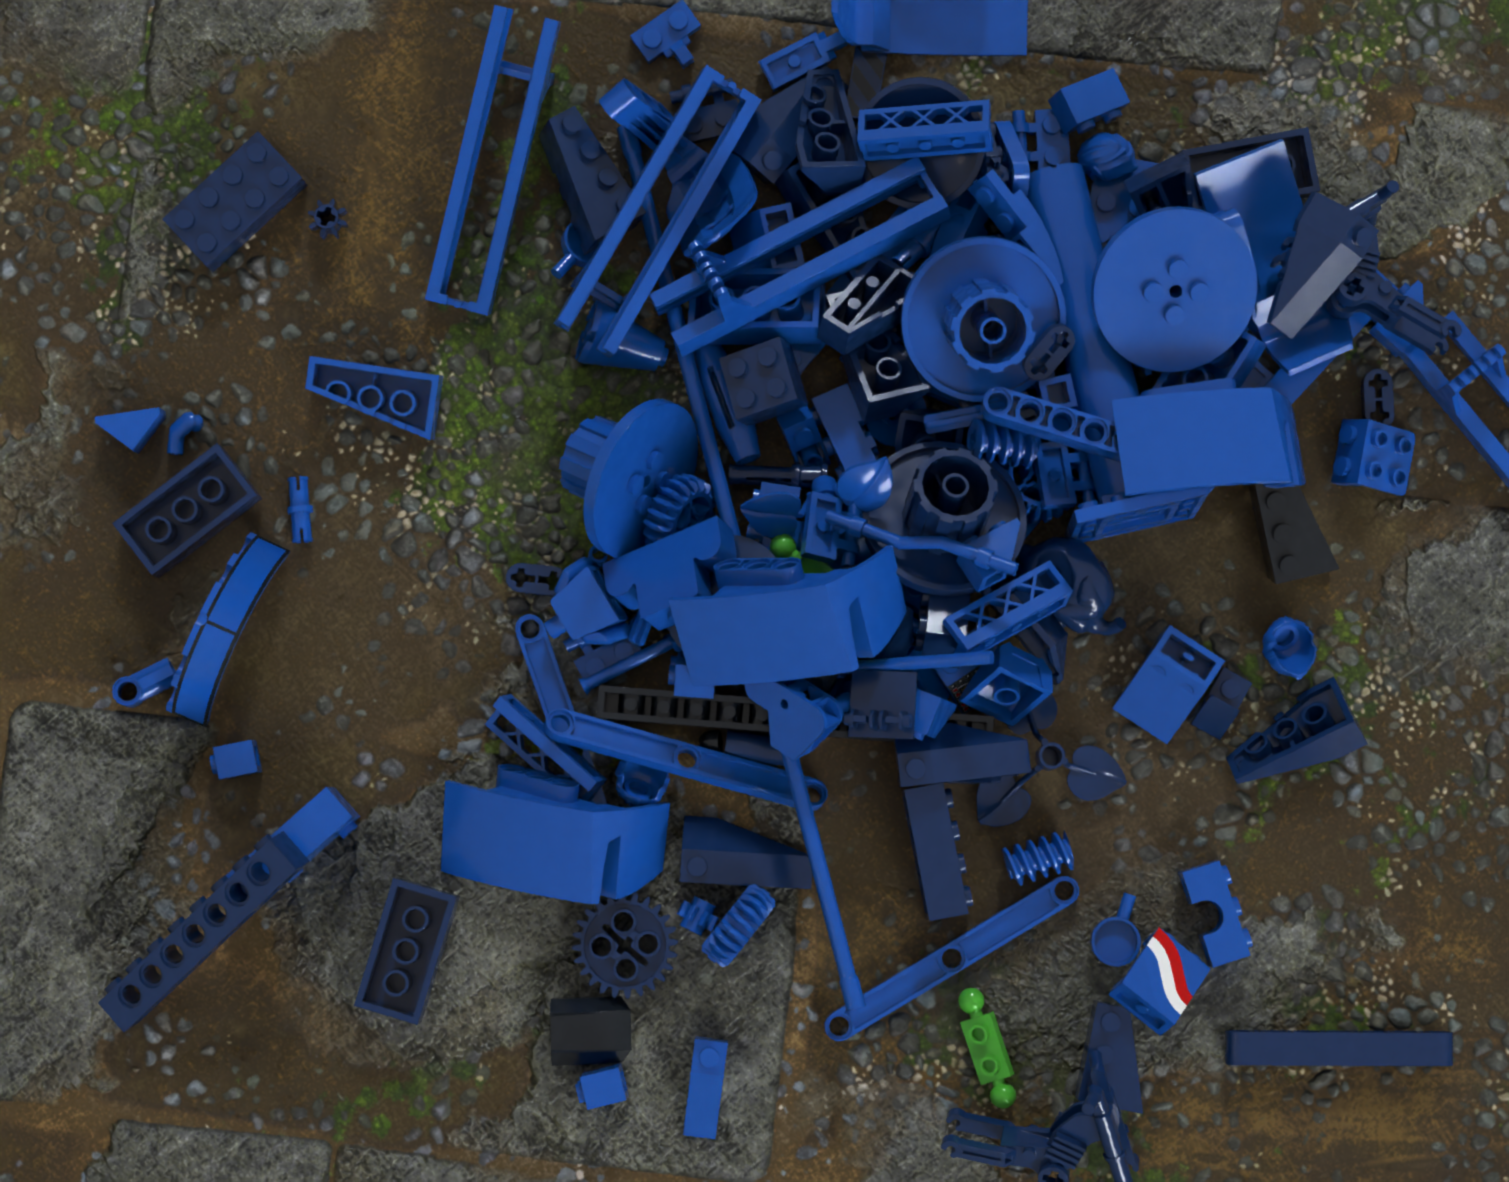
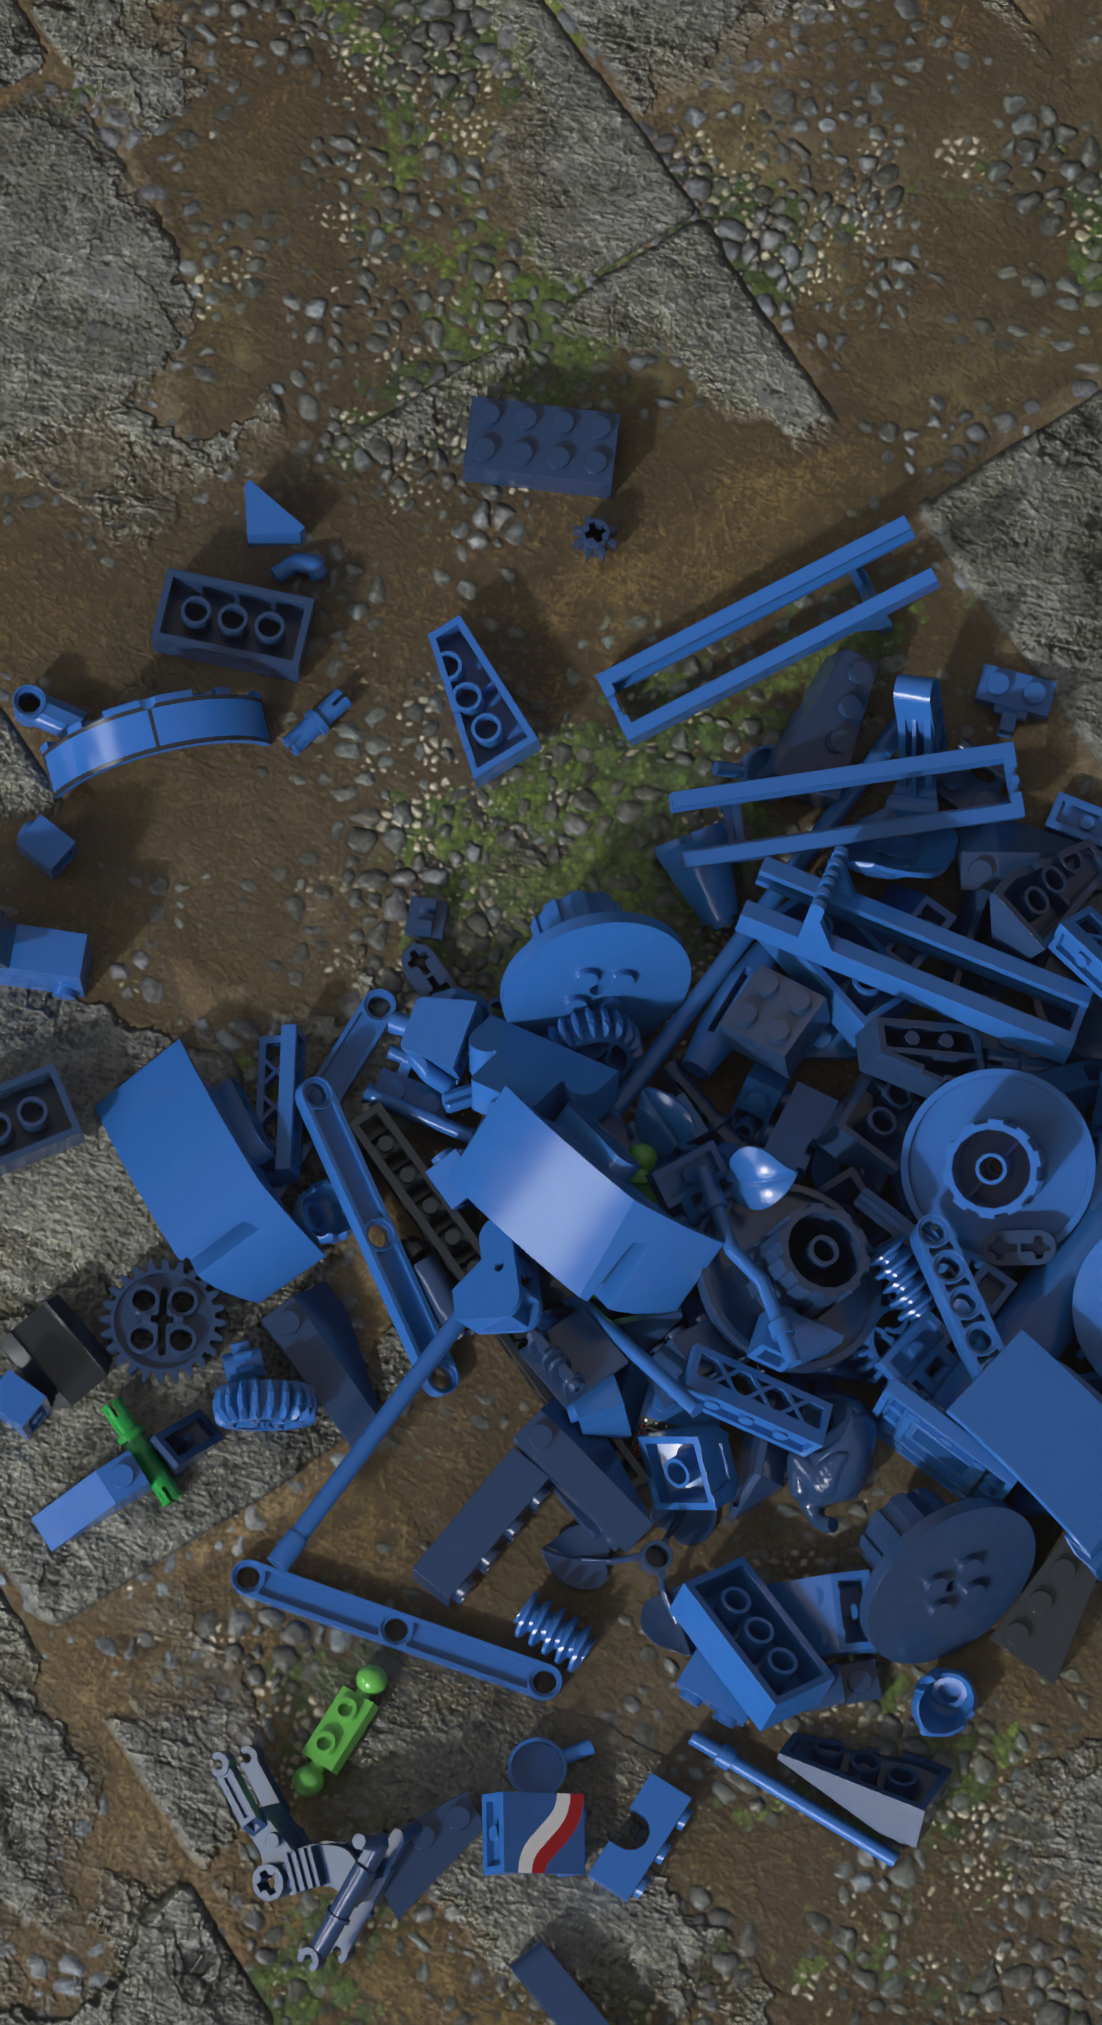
camera: 45 degrees right, 10 degrees down
(496, 548) = (426, 918): none -> dark blue tile
(699, 1027) = (134, 1439): none -> green pin
(717, 993) = (186, 1441): none -> dark blue slope
(1155, 741) = (751, 1643): none -> blue brick
(1155, 782) = (702, 1685): none -> blue slope
(1207, 813) = (727, 1757): none -> blue bar
(1209, 582) = (940, 1572): none -> dark blue piece

